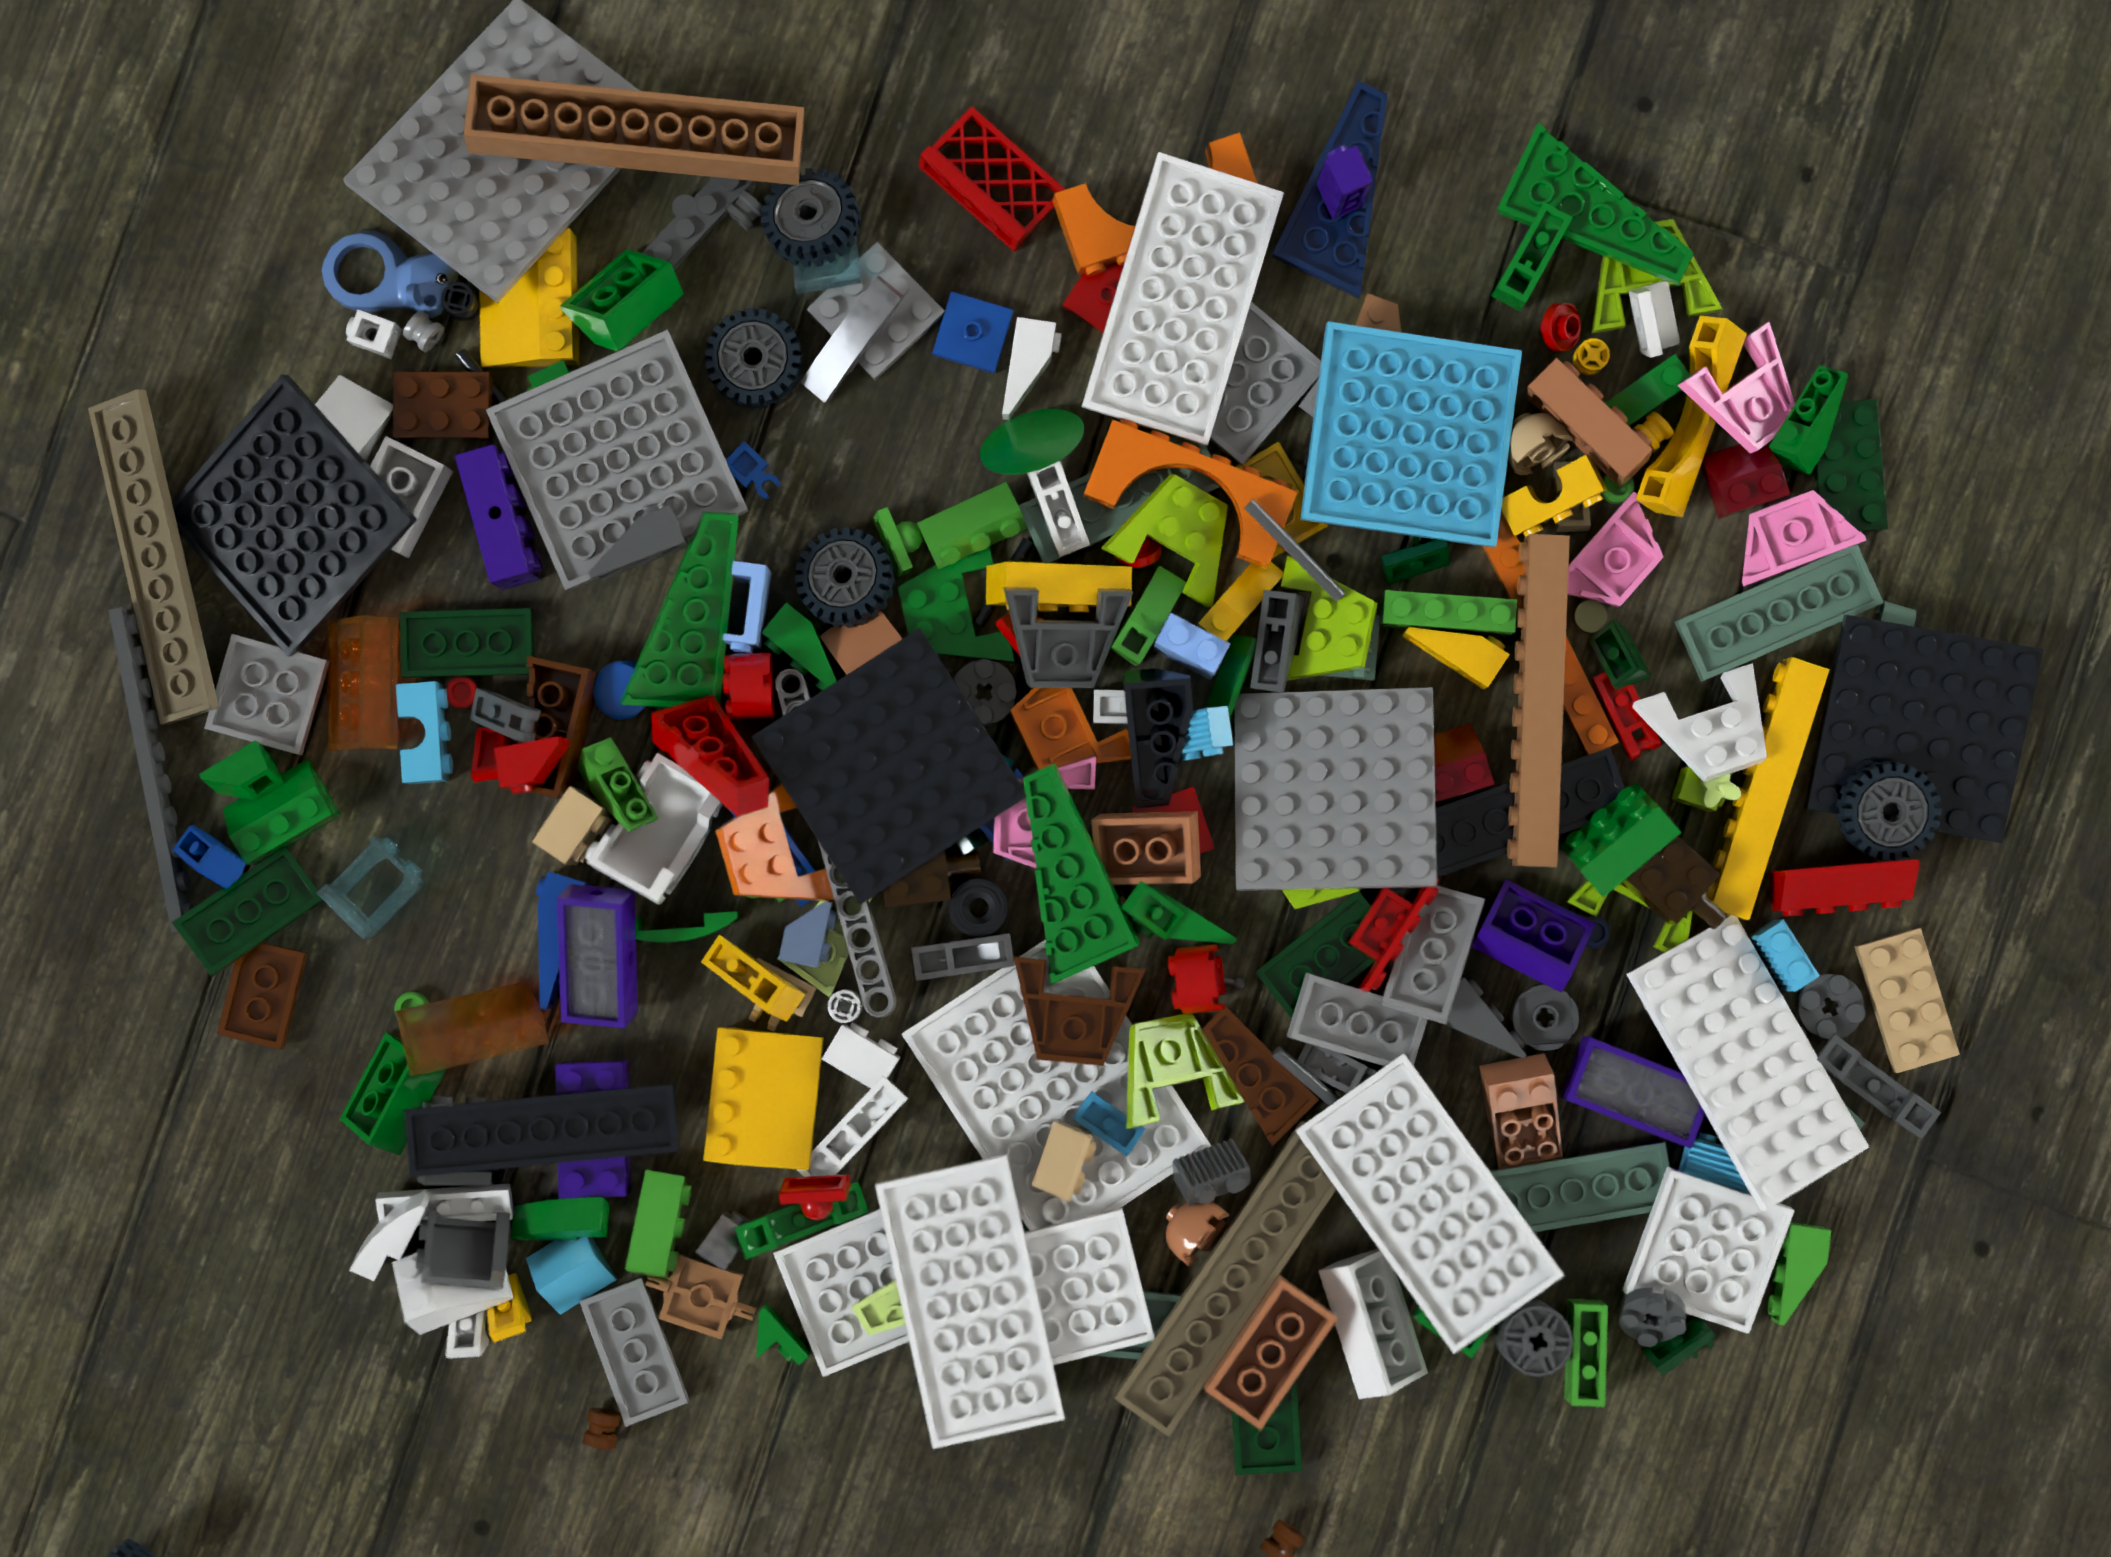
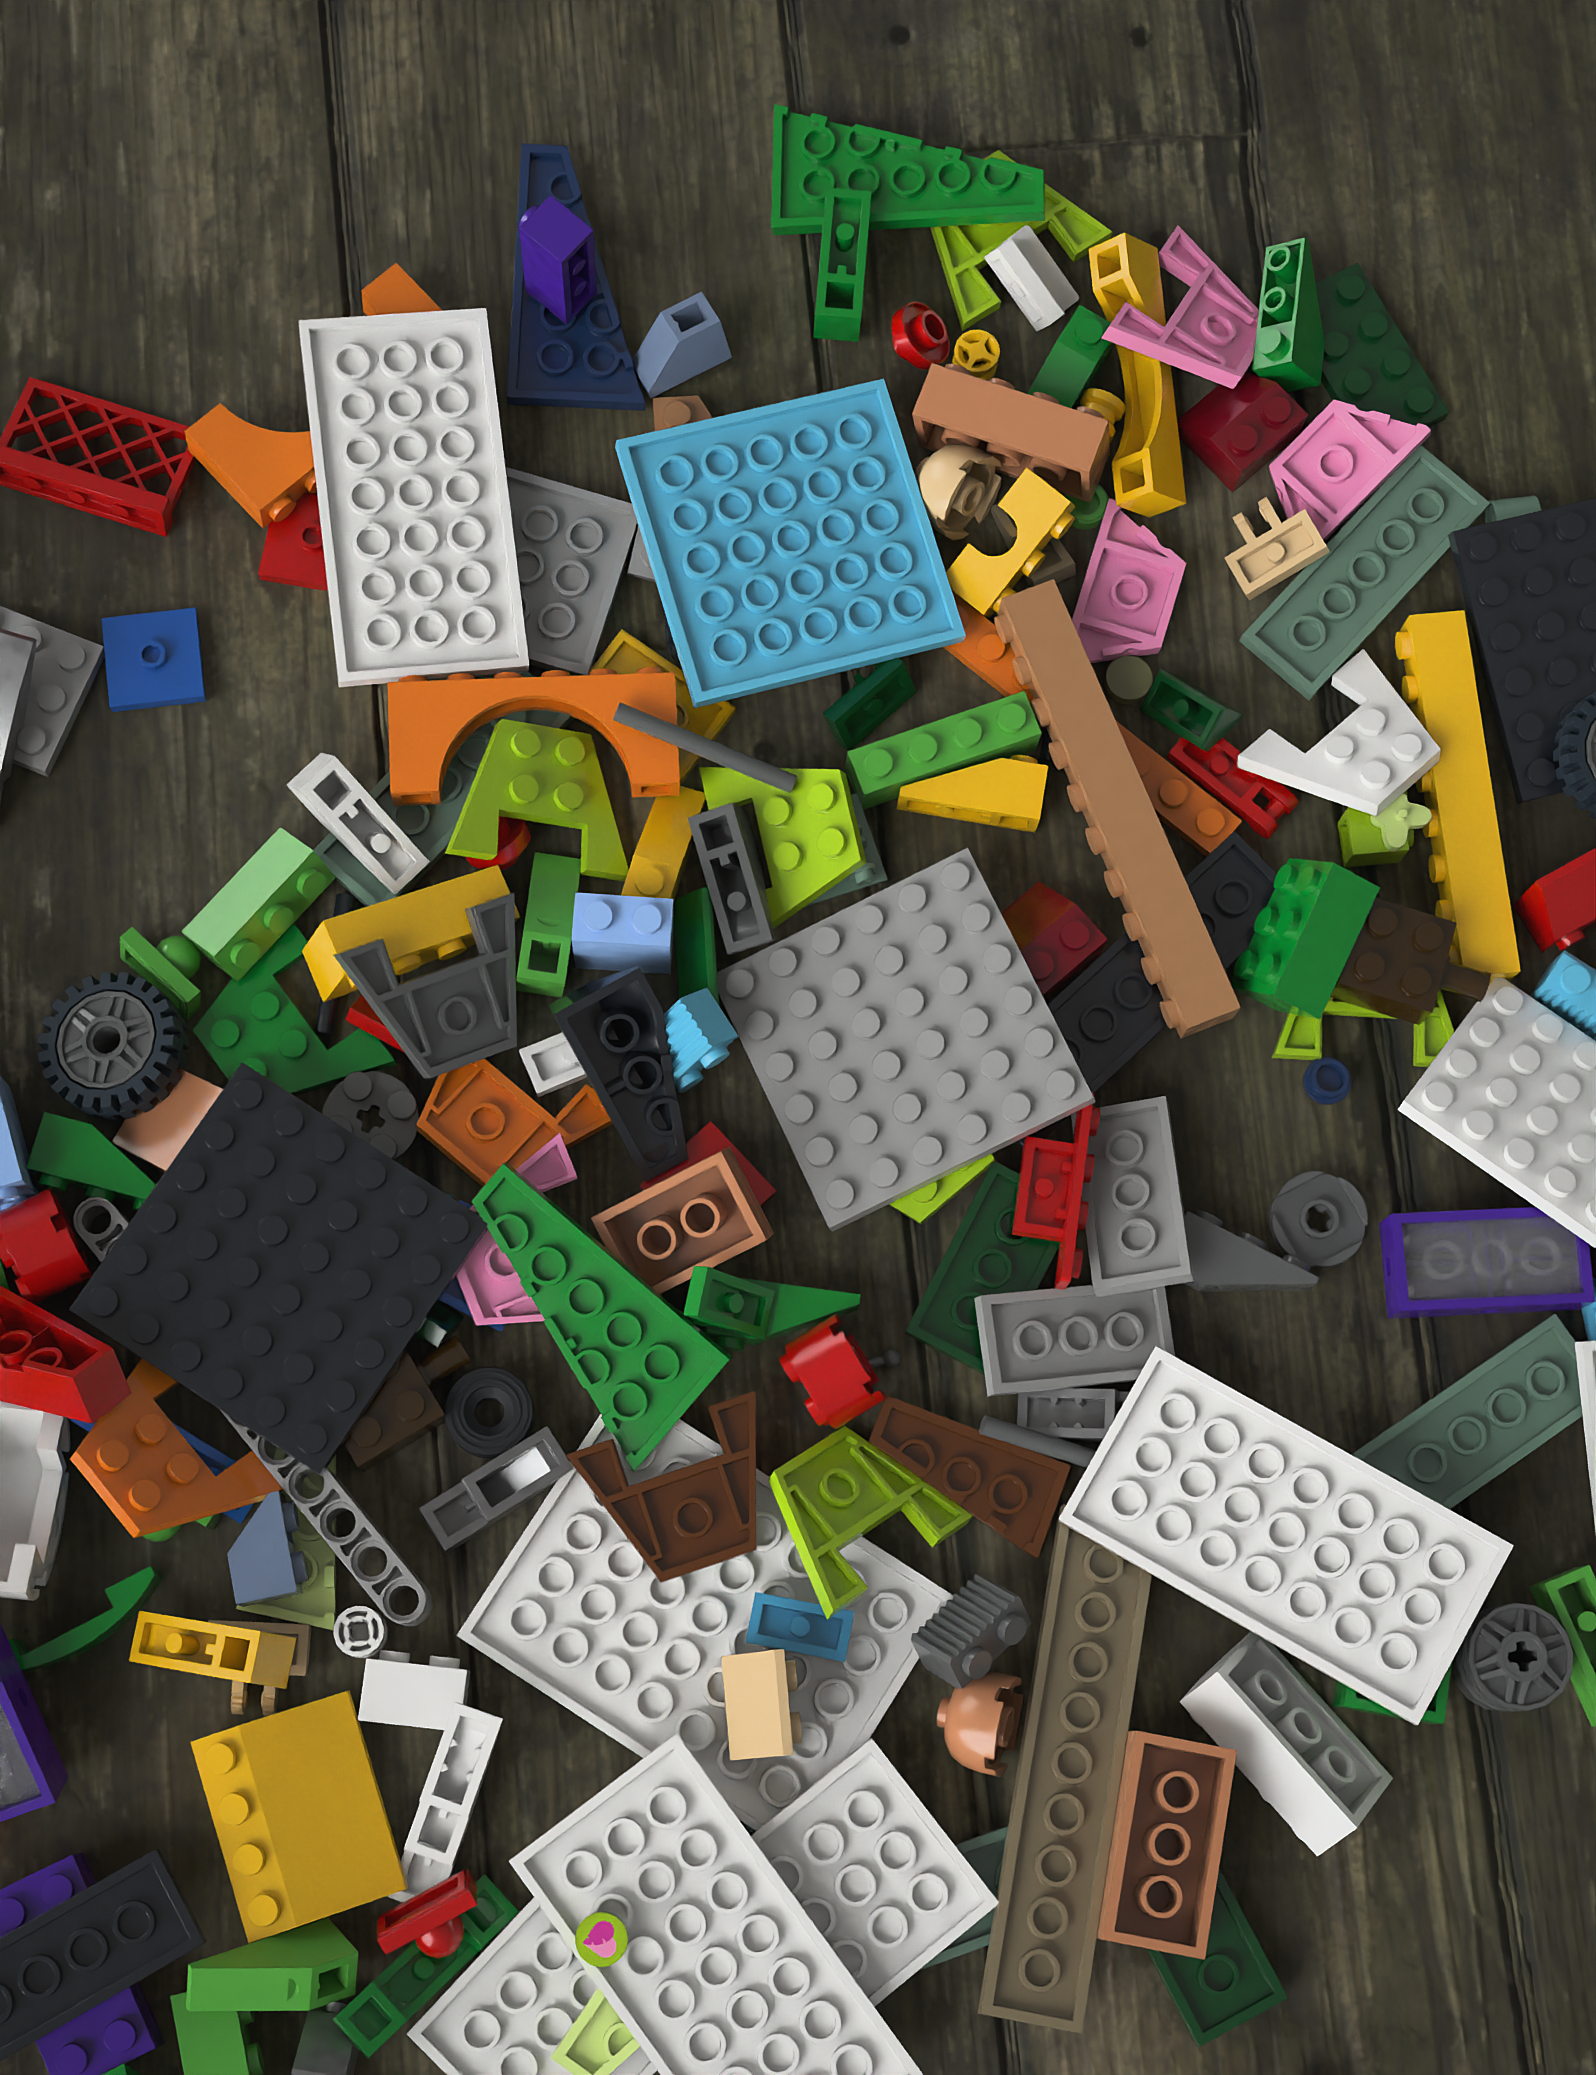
camera: 35 degrees left, 10 degrees down
(714, 1186) = (277, 1973): none -> bright green slope
(909, 1255) = (601, 1939): none -> lime tile
(1030, 356) = (245, 658): white slope -> none
(1031, 441) = (291, 758): green sticker -> none
(1400, 267) = (680, 345): none -> sand blue slope
(1522, 1110) = (1348, 1357): nougat slope -> none
(1533, 935) = (1252, 1117): dark purple slope -> none
(1725, 576) = (1275, 553): none -> tan hinge

